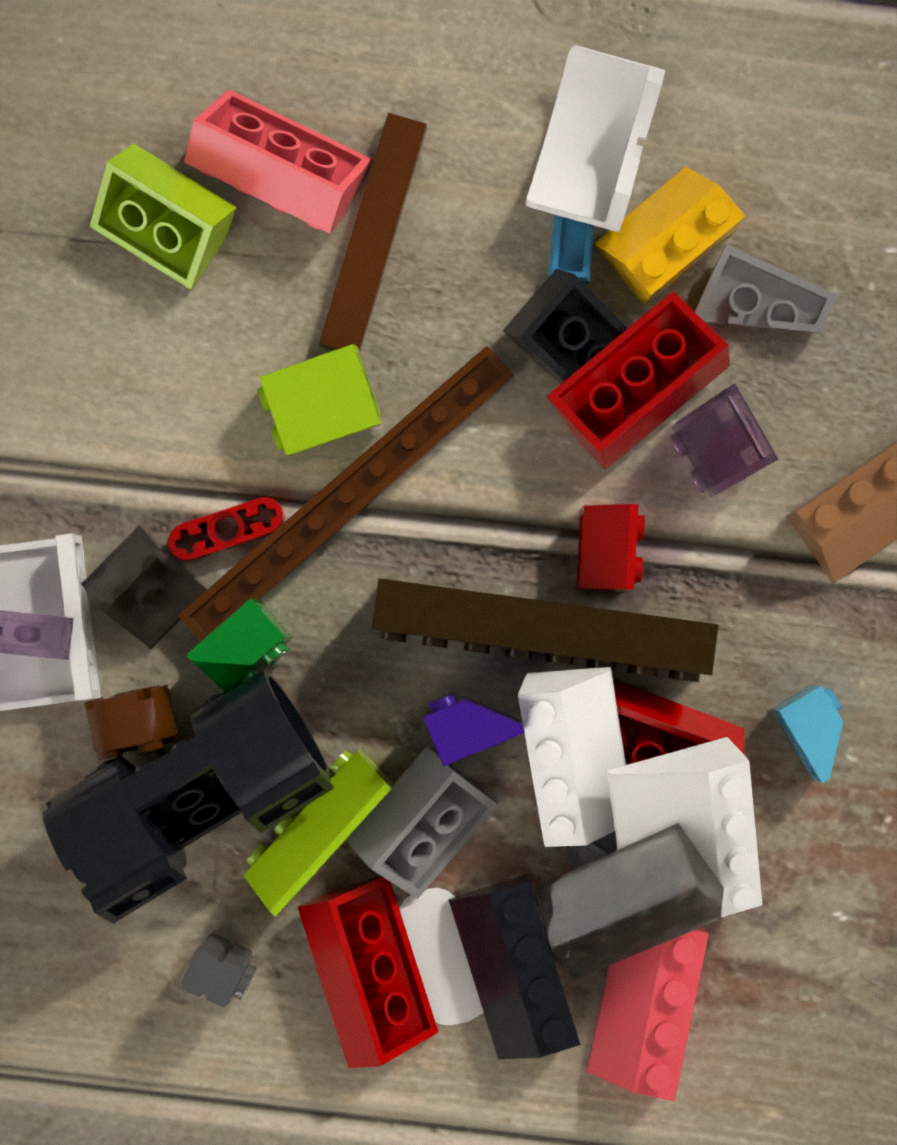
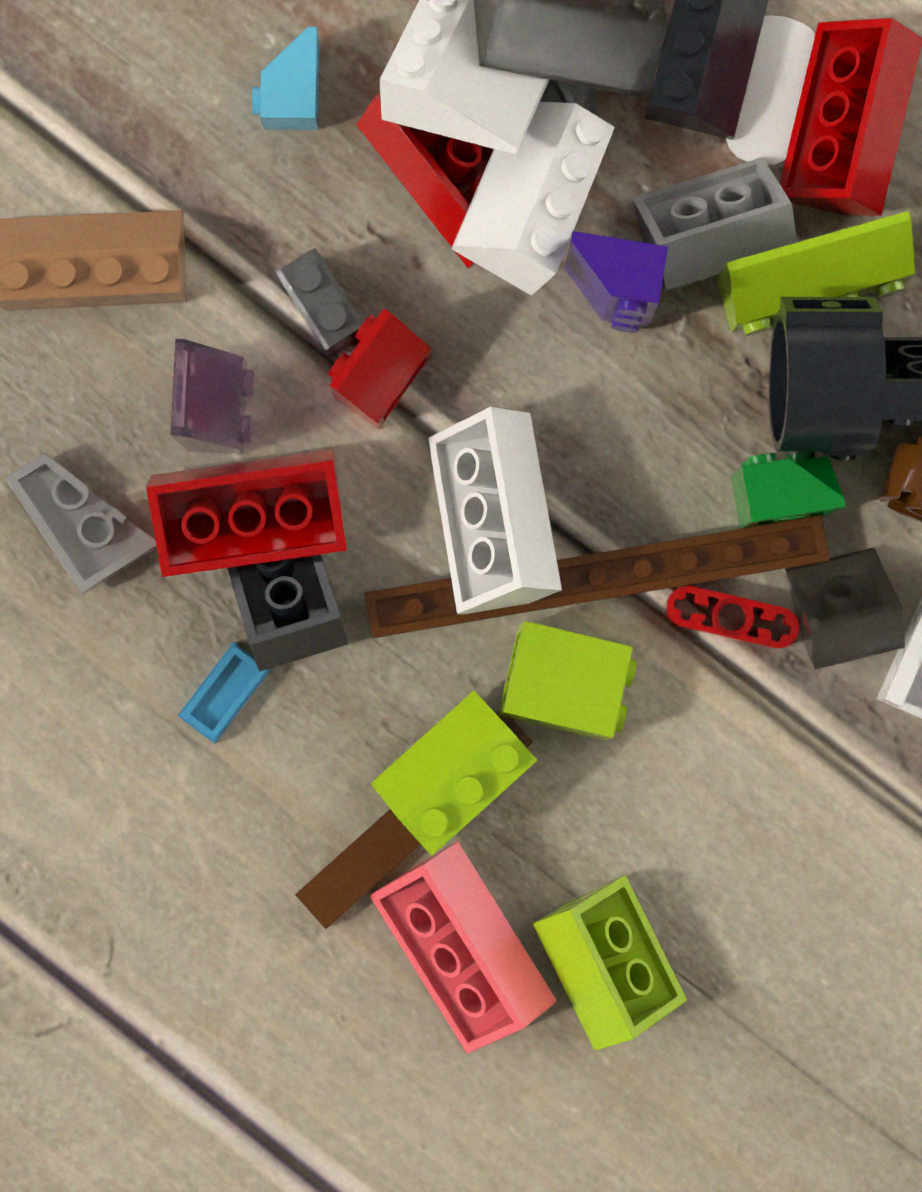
camera: 150 degrees left, 0 degrees up
(362, 279) = (453, 772): none -> lime slope
(453, 494) = (494, 511): none -> white slope
(545, 627) = (488, 329): dark brown brick -> none
(592, 138) = (143, 776): white panel -> none
(669, 233) = (128, 640): yellow slope -> none
(685, 574) = (321, 302): none -> dark grey brick

